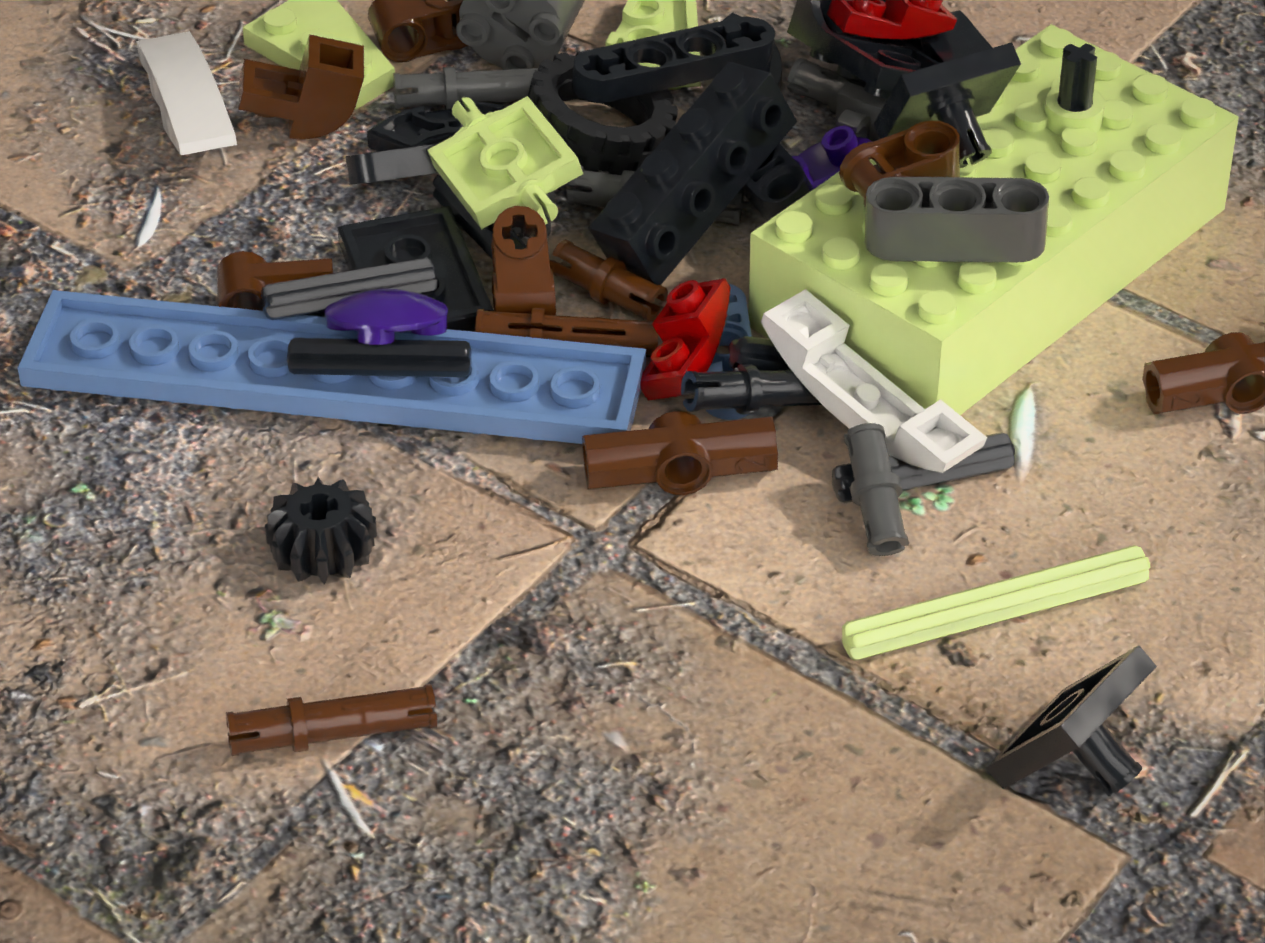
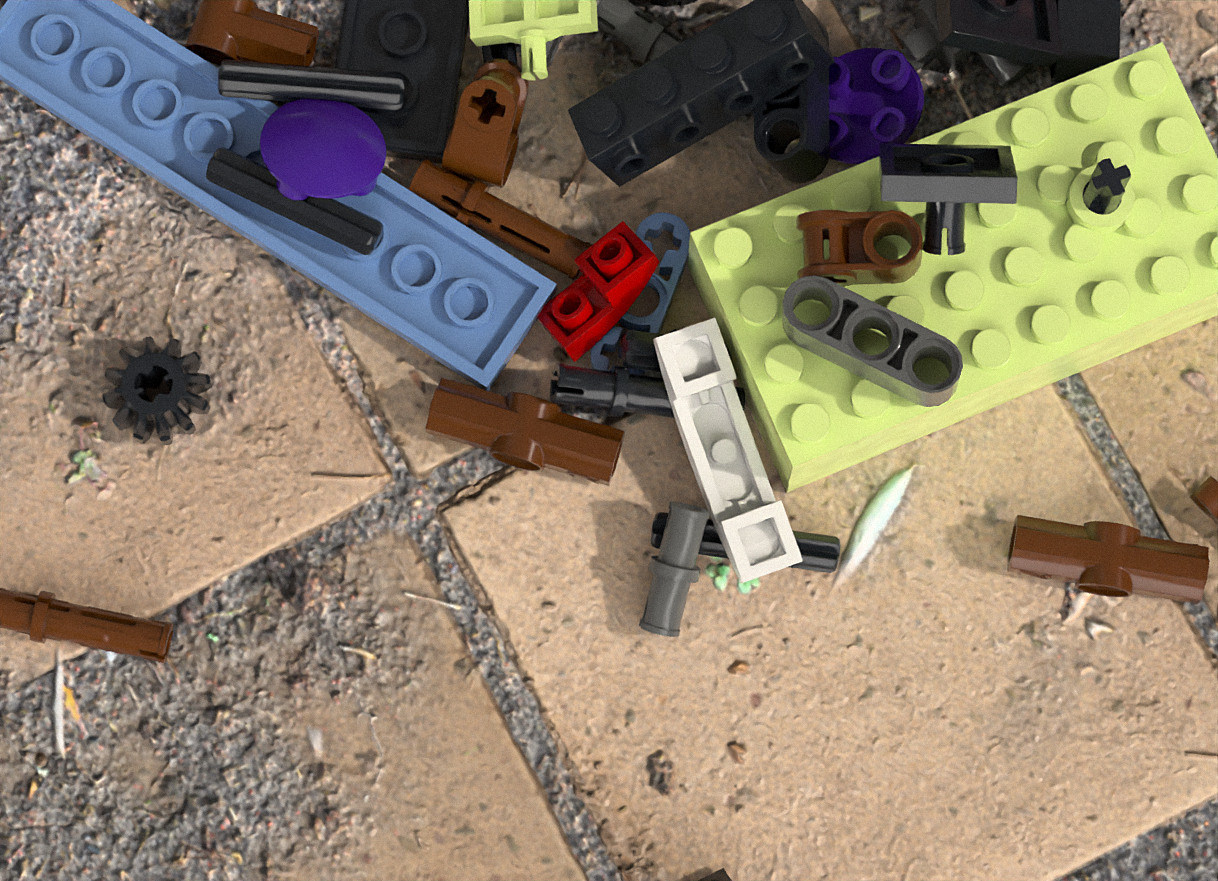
camera: 25 degrees right, 35 degrees up
(608, 280) = (570, 161): reddish brown pin -> none
(994, 602) = (720, 740): yellowish green axle -> none

